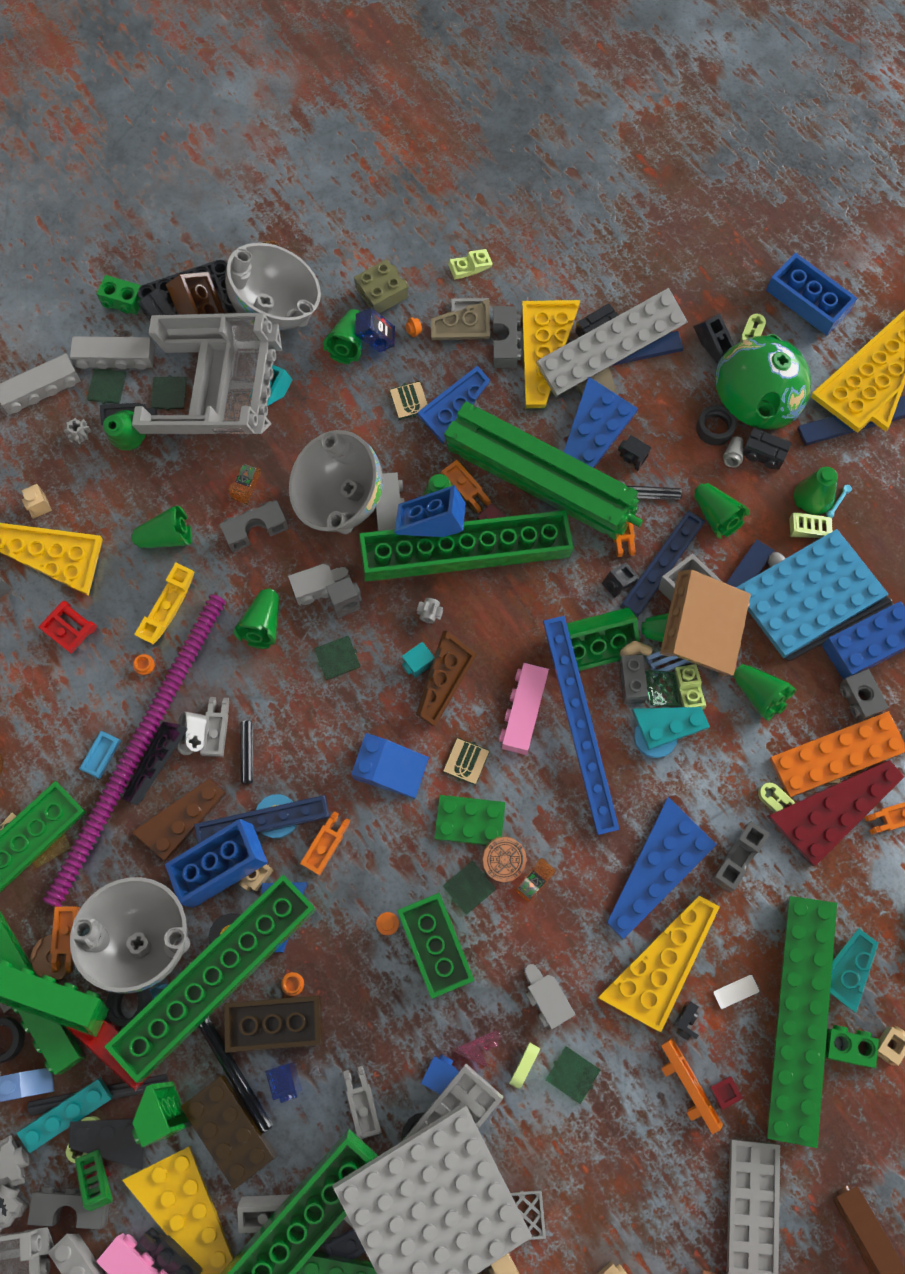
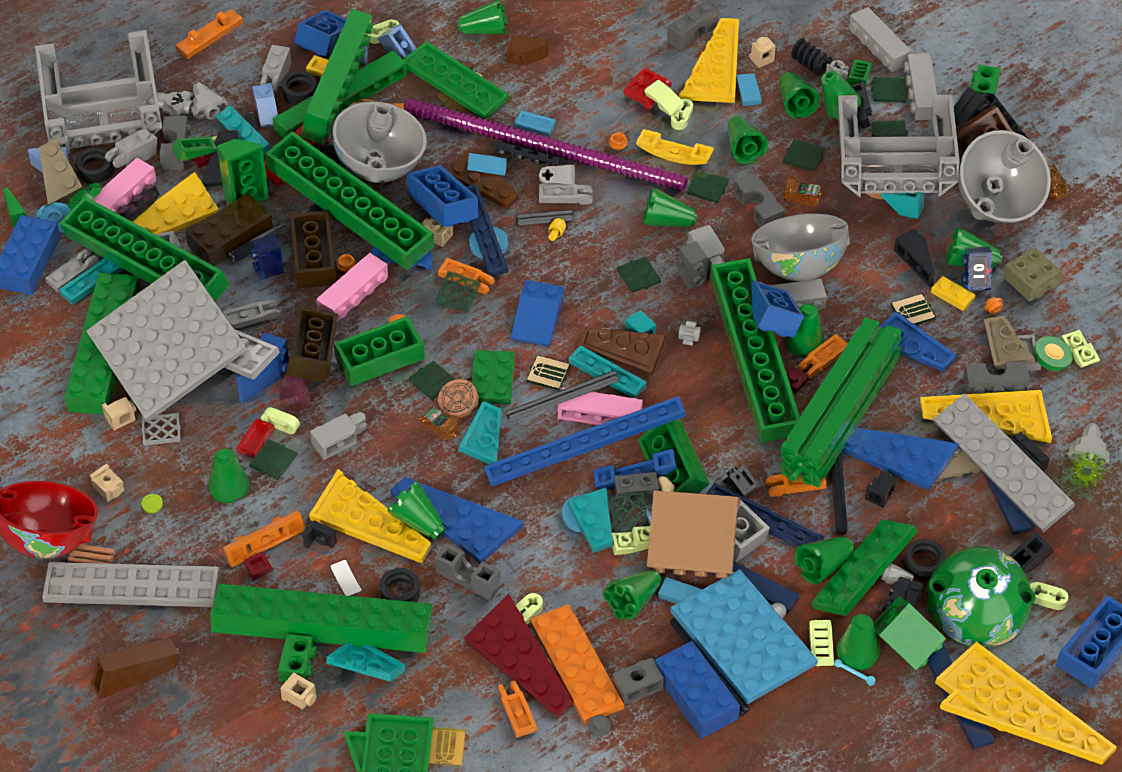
camera: 85 degrees right, 20 degrees down
(52, 453) = (810, 56): none -> black piece
(86, 522) = (748, 89): none -> dark azure tile
(91, 419) = (857, 75): none -> green slope
(92, 607) = (664, 96): none -> yellowish green slope
(106, 472) = (798, 96): none -> green cone
(113, 590) = (685, 115): none -> yellowish green beam
(163, 811) = (486, 164): none -> dark azure tile
(188, 478) = (803, 155): none -> clear green piece
(219, 577) = (707, 186): none -> clear green piece
(265, 739) = (556, 228): none -> yellow cylinder
(333, 976) = (353, 286): none -> bright pink brick
(342, 385) = (915, 253): none -> black slope
(353, 876) = (464, 279): none -> clear green window
(391, 362) = (953, 293): none -> yellow plate
(429, 1025) = (312, 344): none -> dark brown brick
(474, 698) = (596, 366): none -> teal plate
(476, 285) = (1053, 353): none -> tile
(520, 745) = (561, 396): none -> axle
(543, 1096) = (255, 438): none -> red tile
(551, 834) = (483, 434): none -> teal wing
(588, 272) = (1090, 442): none -> light grey rock
(608, 1129) = (227, 477): none -> green cone
(609, 678) = (661, 463): none -> blue slope
(621, 275) = (1085, 476): none -> clear neon green gear
(632, 1224) = (152, 503): none -> lime piece
(667, 909) = (417, 511): none -> green cone
(724, 470) = (864, 567): none -> green plate
(753, 647) = (676, 591): none -> dark azure tile
(770, 922) = (402, 575): none -> black tyre
(811, 446) = (908, 633): none -> slope

